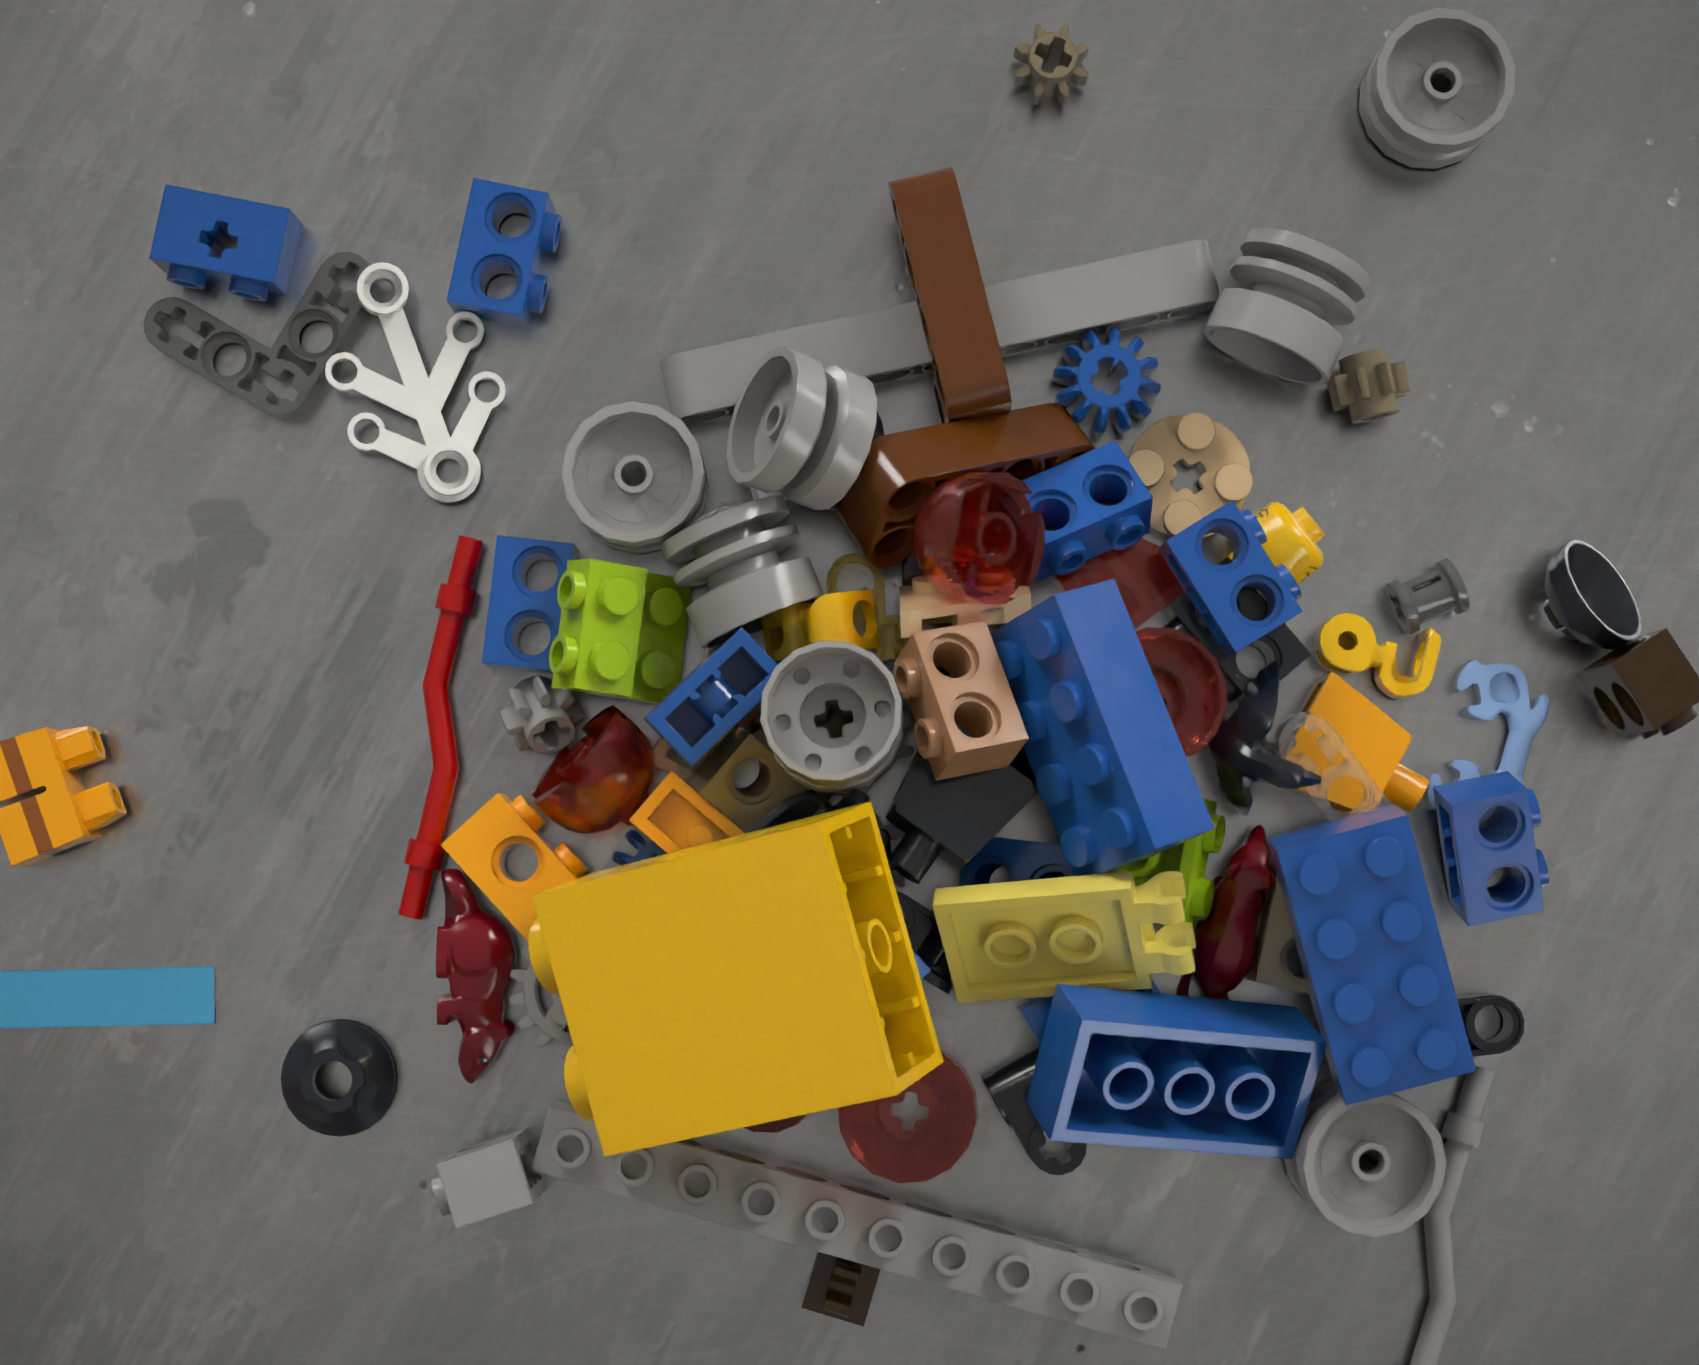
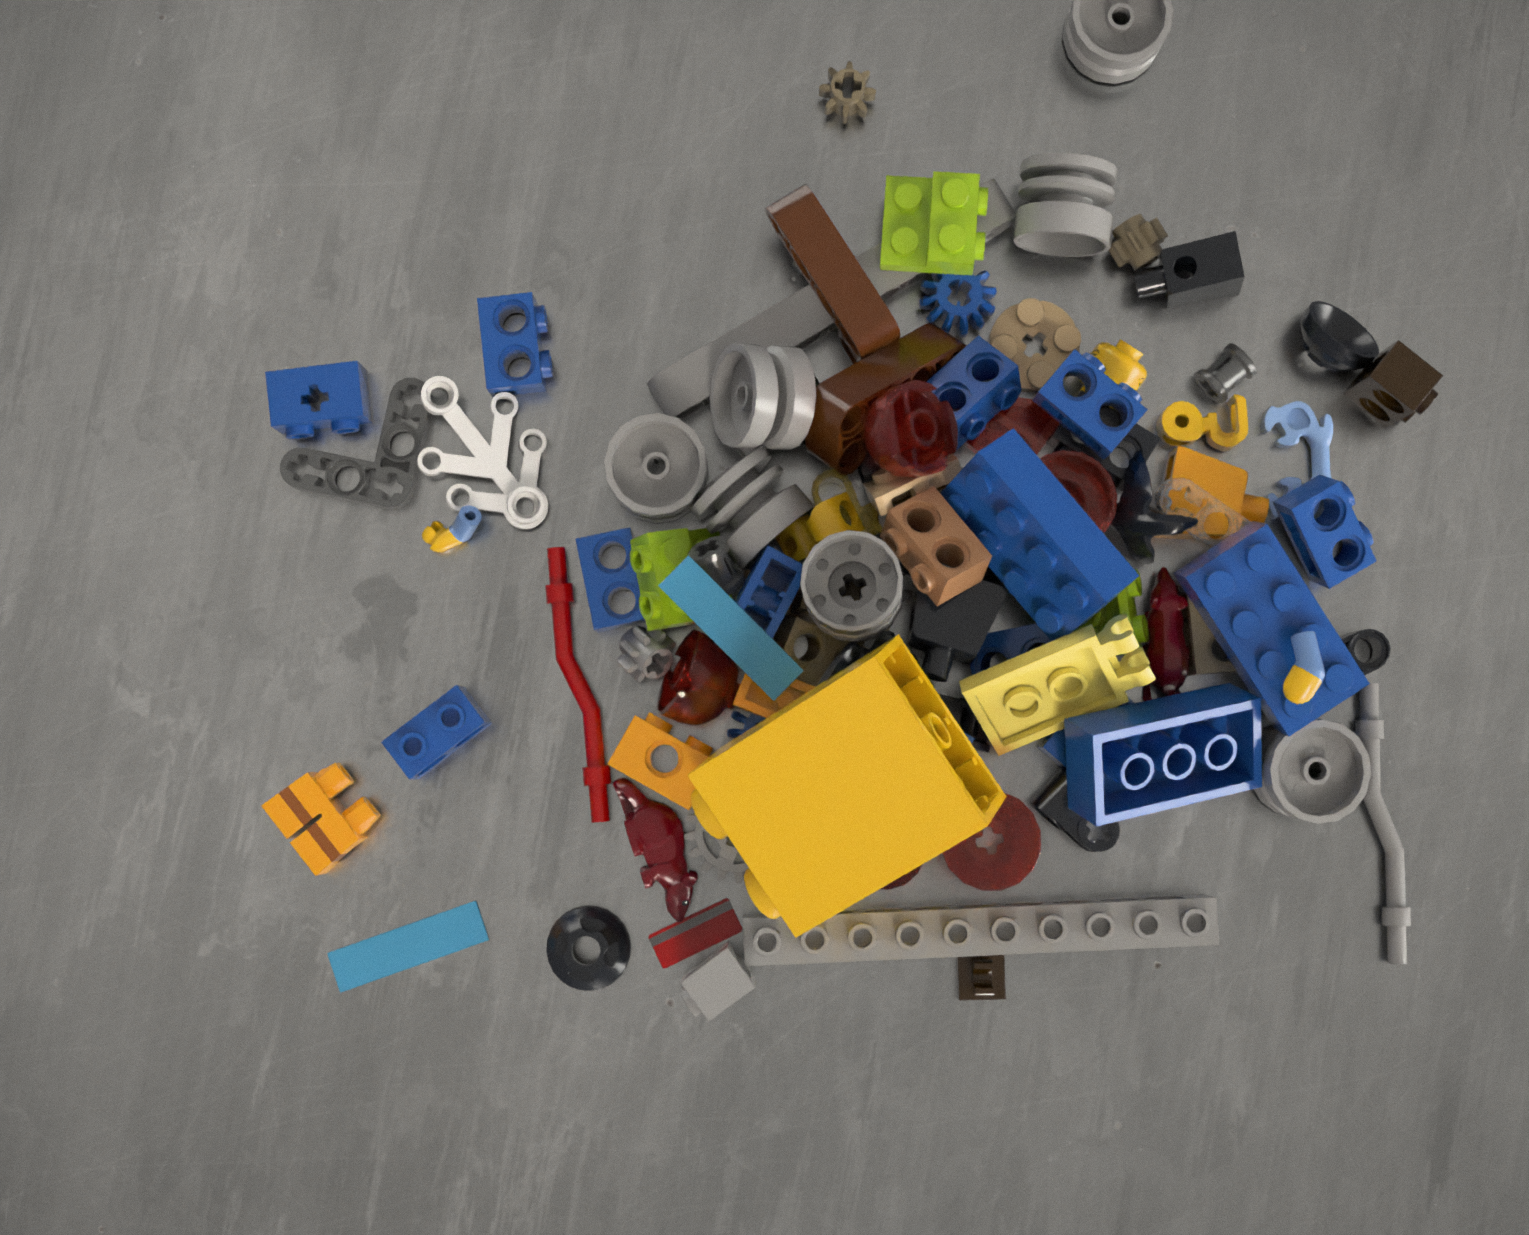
camera: 15 degrees left, 0 degrees up
(233, 729) = (436, 732): none -> blue brick
(351, 477) = (456, 534): none -> arm
(486, 1104) = (695, 933): none -> red sticker
(656, 720) = (731, 628): none -> dark azure sticker
(667, 633) = (715, 561): none -> dark grey bush
(1103, 273) = (933, 223): none -> lime plate
(1395, 1027) = (1307, 670): none -> arm
(1455, 441) = (1211, 262): none -> black torso

